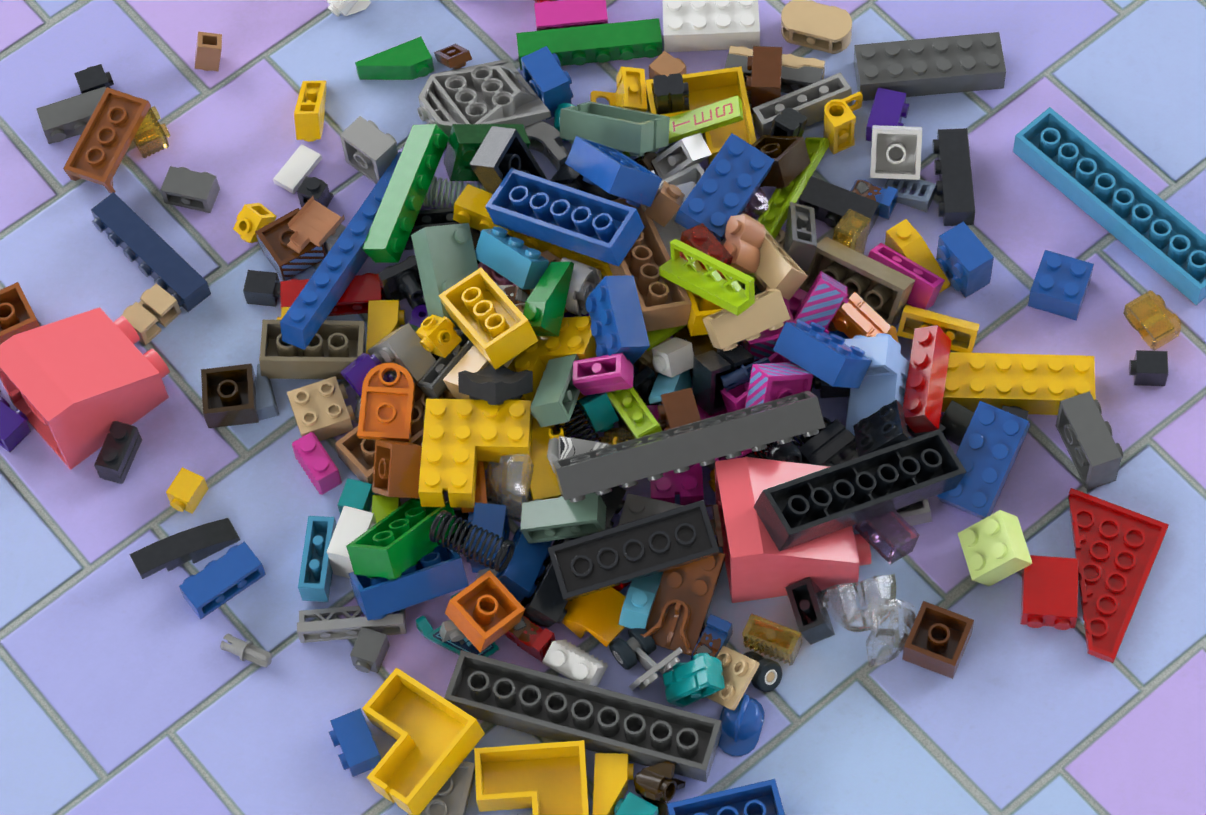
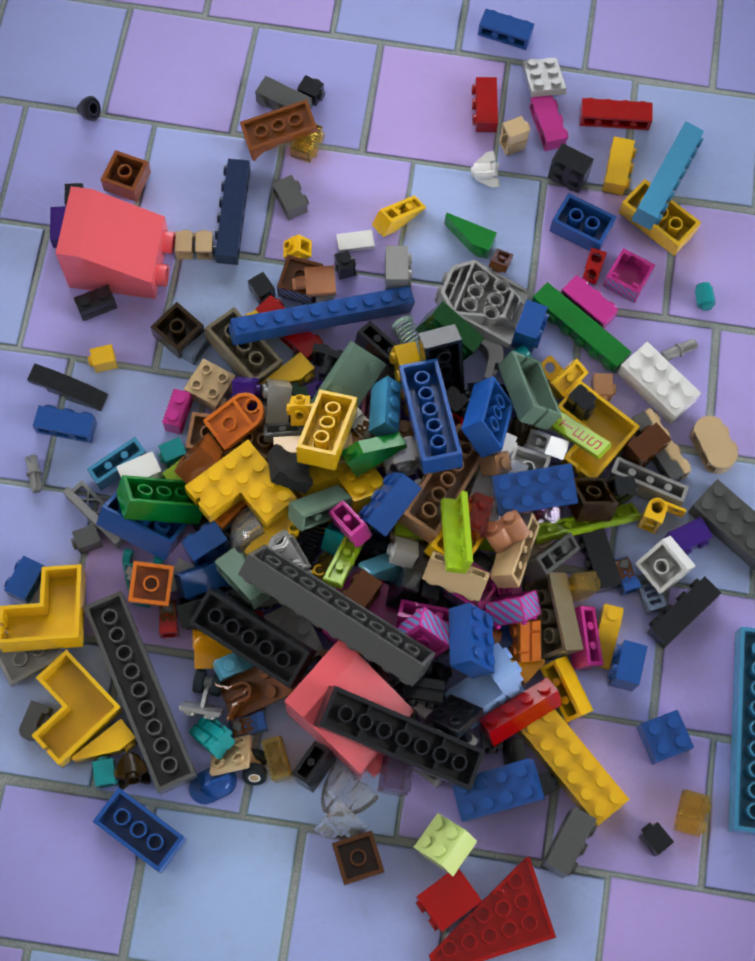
camera: 40 degrees right, 10 degrees up
(208, 51) = (383, 130): medium nougat brick -> none
(405, 193) = (380, 313): brick -> none
(443, 527) = (187, 564): black piece -> none
(574, 663) = (170, 659): white brick -> none
(740, 375) = (418, 603): dark blue axle -> none

